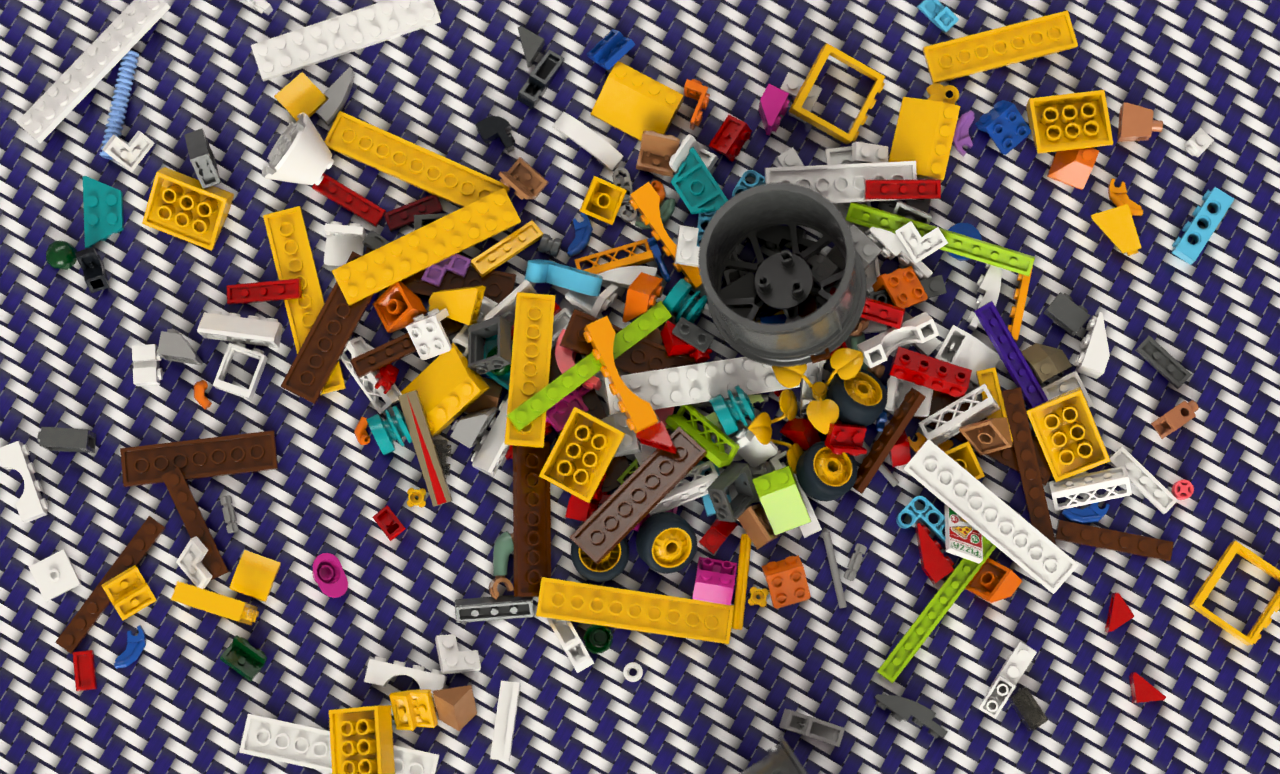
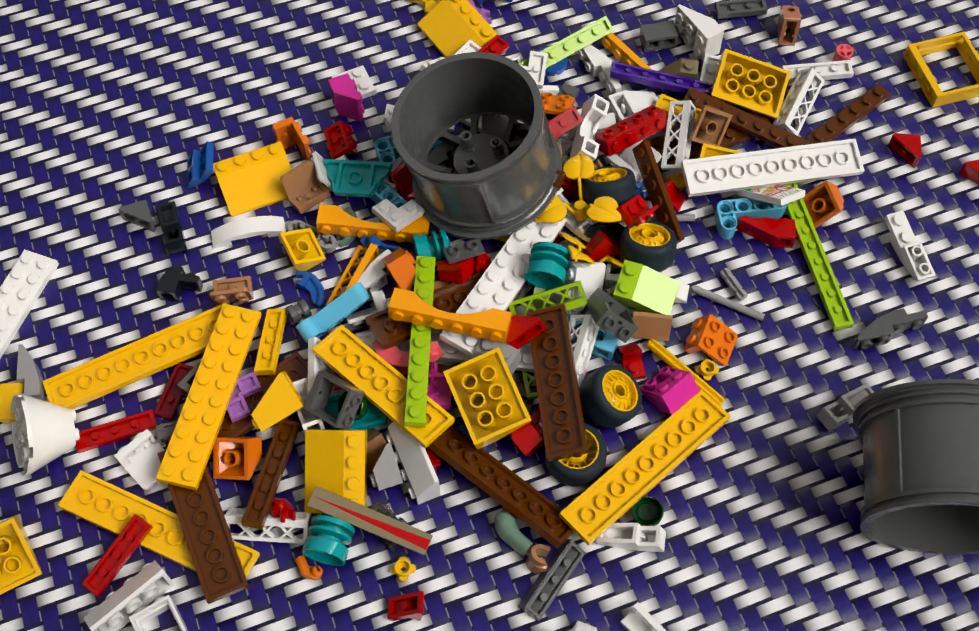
camera: 50 degrees left, 20 degrees down
(429, 334) = (282, 443): white bracket -> none
(633, 678) = (699, 503): white plate -> none
(796, 107) = (379, 80): yellow window -> none
(1027, 709) = (944, 248): clear smoke brick -> none
(1087, 515) = (816, 119): blue piece -> none

